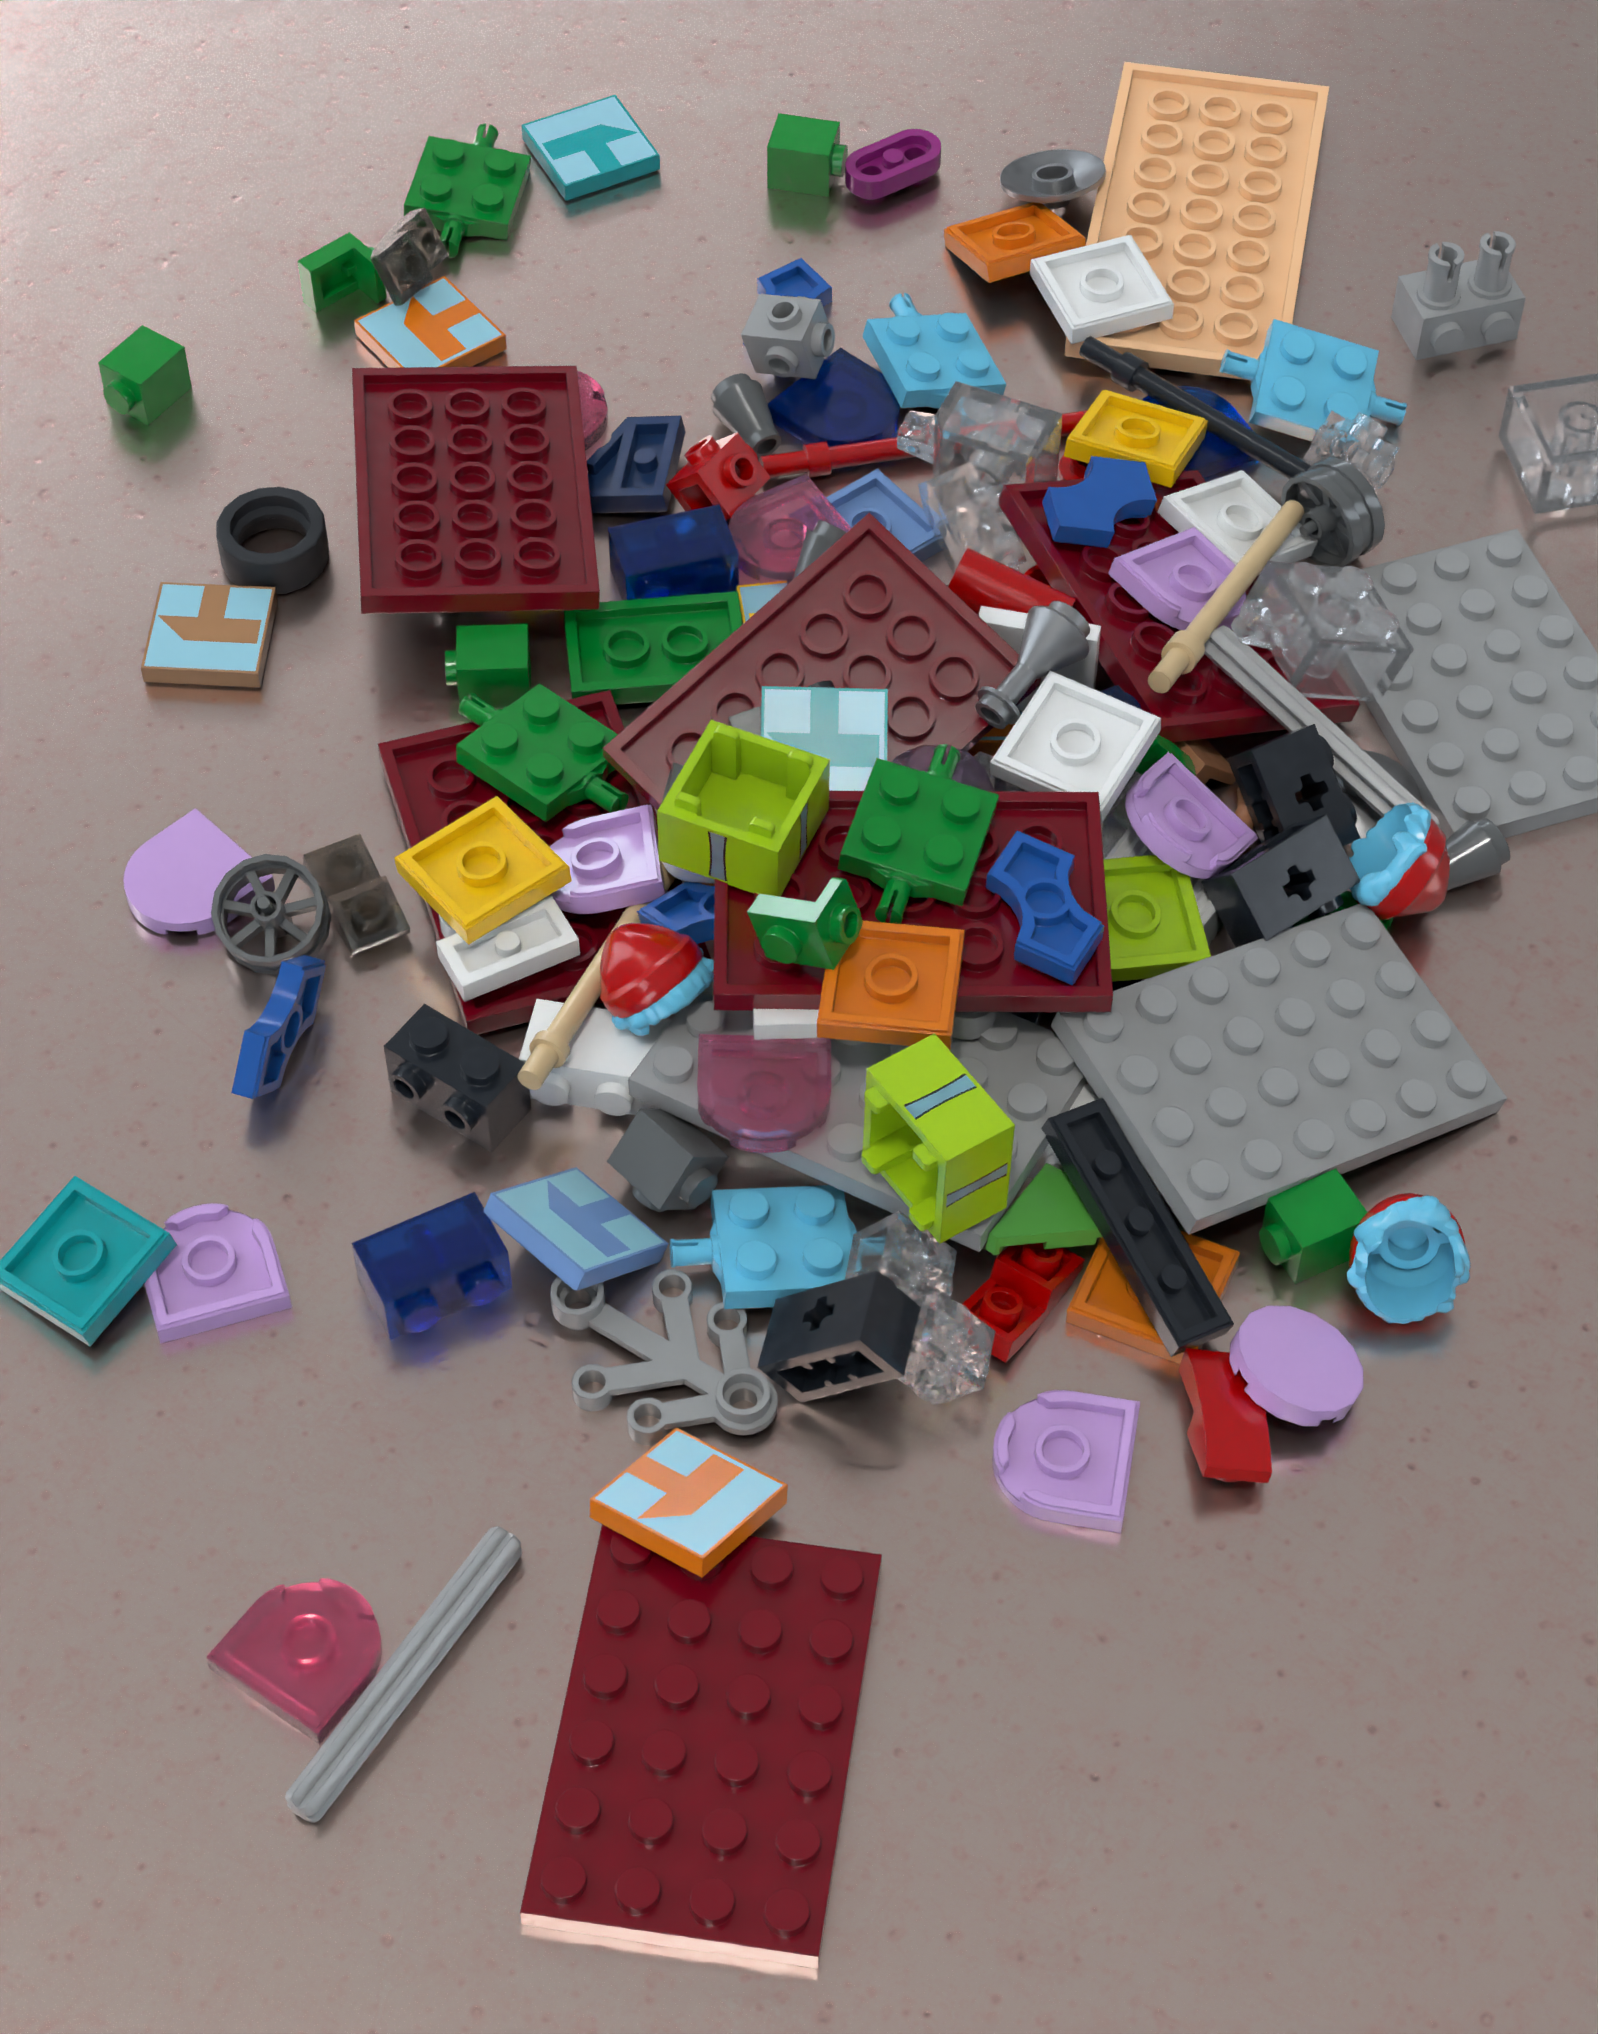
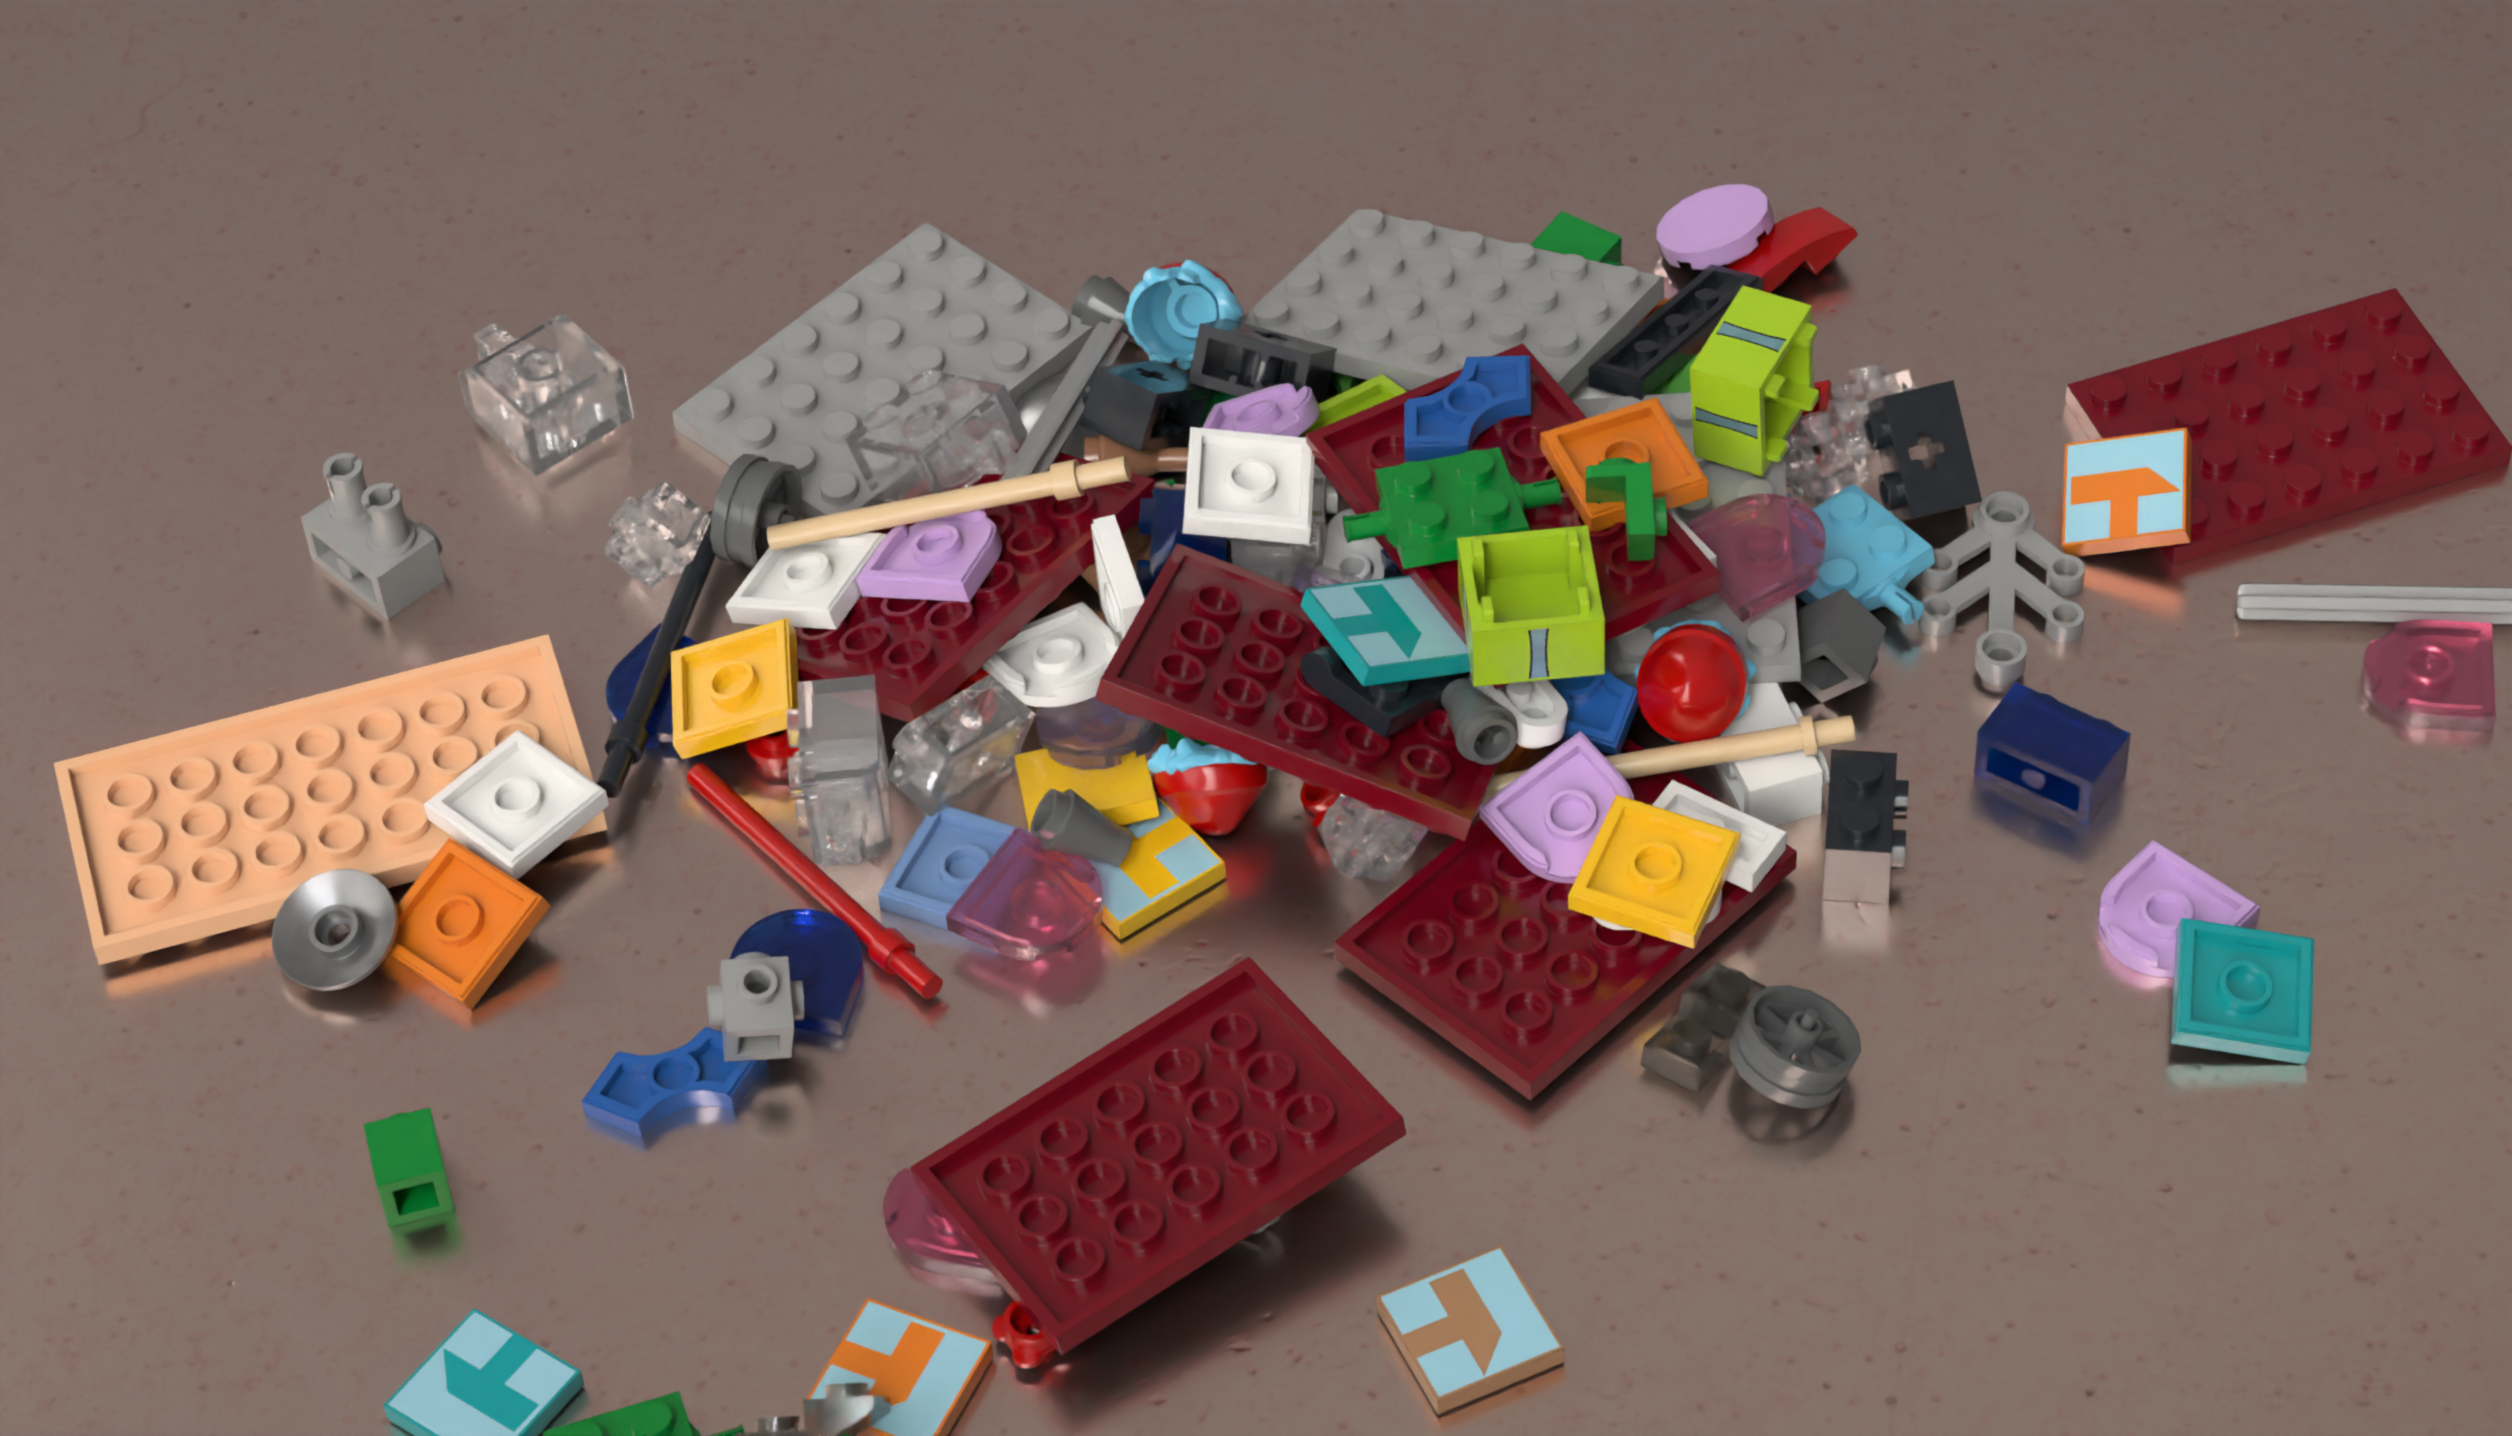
camera: 115 degrees left, 5 degrees down
(177, 872) = (1782, 1164): lavender tile -> none
(270, 510) = (1323, 1376): black tyre -> none
(275, 1033) = (1883, 973): blue tile -> none
(490, 663) = (1370, 1043): green brick -> none
(540, 752) = (1461, 934): green plate -> none
(575, 1228) = (1946, 670): tile -> none
(636, 465) = (989, 1074): dark blue wing -> none
(645, 643) = (1243, 913): green plate -> none
(674, 555) = (1115, 973): clear blue brick -> none
(718, 473) = (1014, 977): red brick -> none
(744, 409) = (863, 1031): dark grey cone -> none
(892, 163) = (381, 1085): magenta plate -> none
(928, 354) = (687, 916): medium azure plate -> none
(992, 584) = (1062, 643): red brick -> none
(1050, 642) = (1157, 526): flat silver piece -> none
(1068, 1458) = (1888, 325): lavender tile -> none
(1107, 495) = (891, 641): blue tile -> none
(1306, 377) = (566, 602): medium azure plate -> none
(1408, 1258) = (1571, 186): medium azure hair -> none

